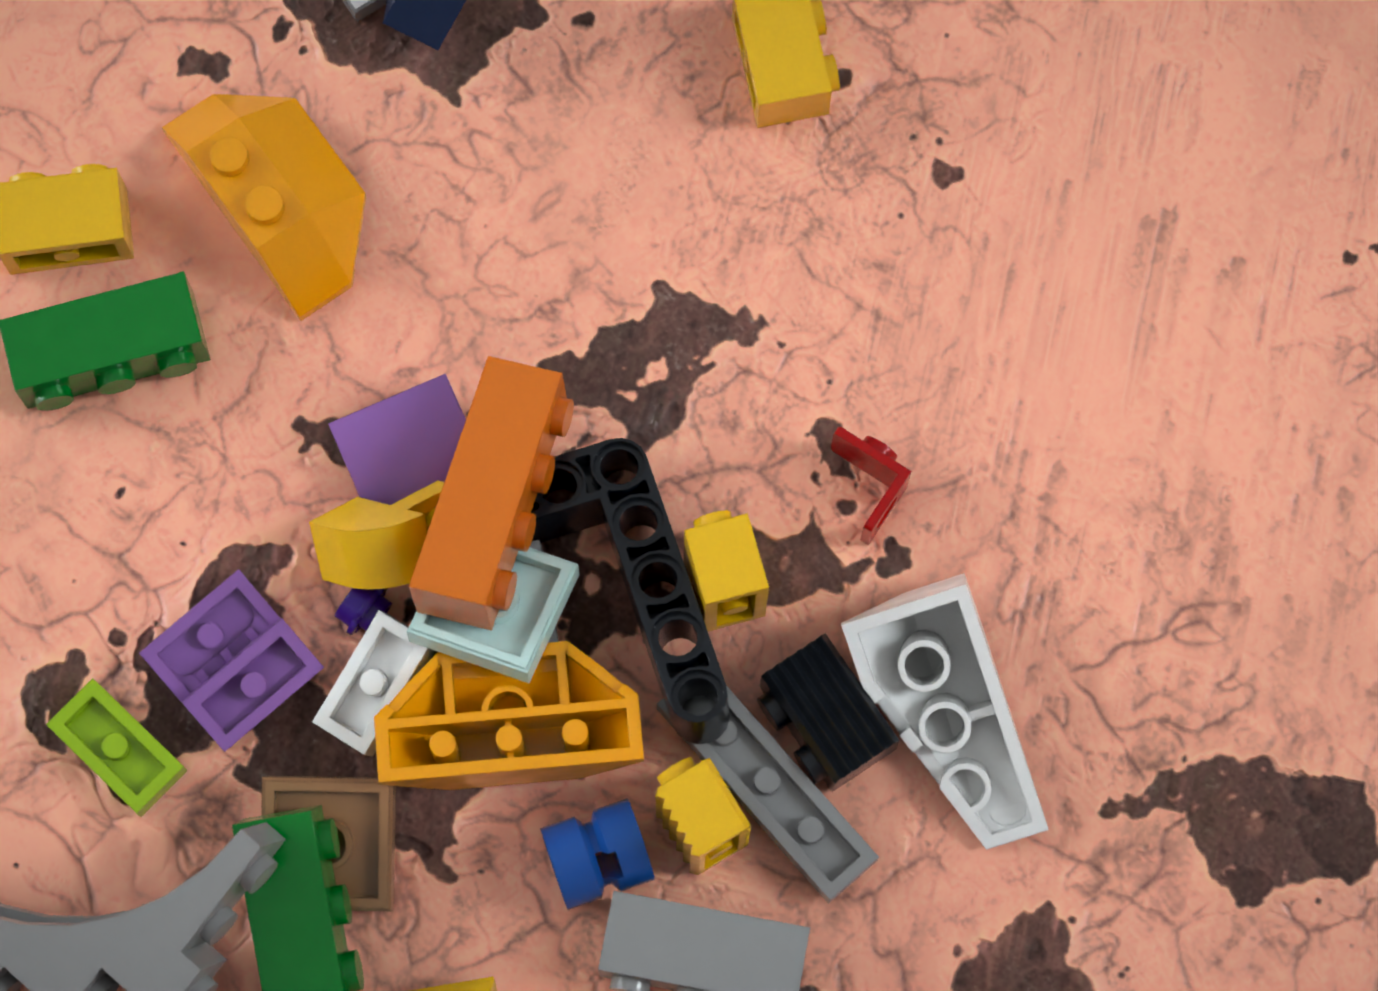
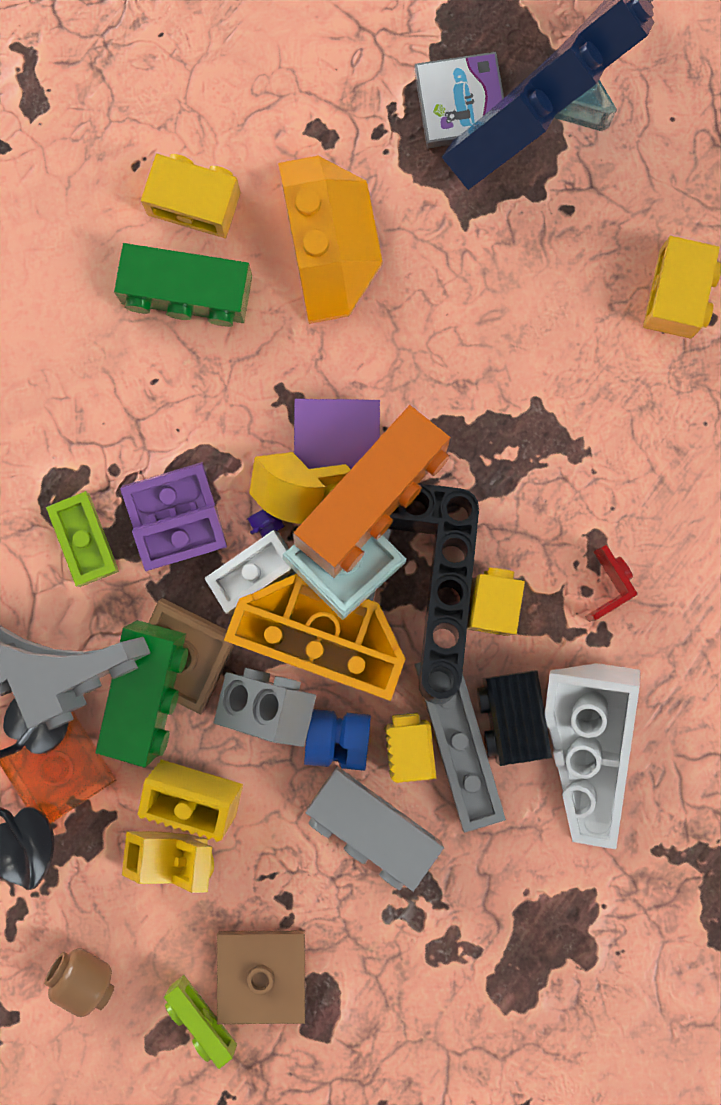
camera: 25 degrees right, 10 degrees up
(476, 851) = (265, 708): none -> light grey brick

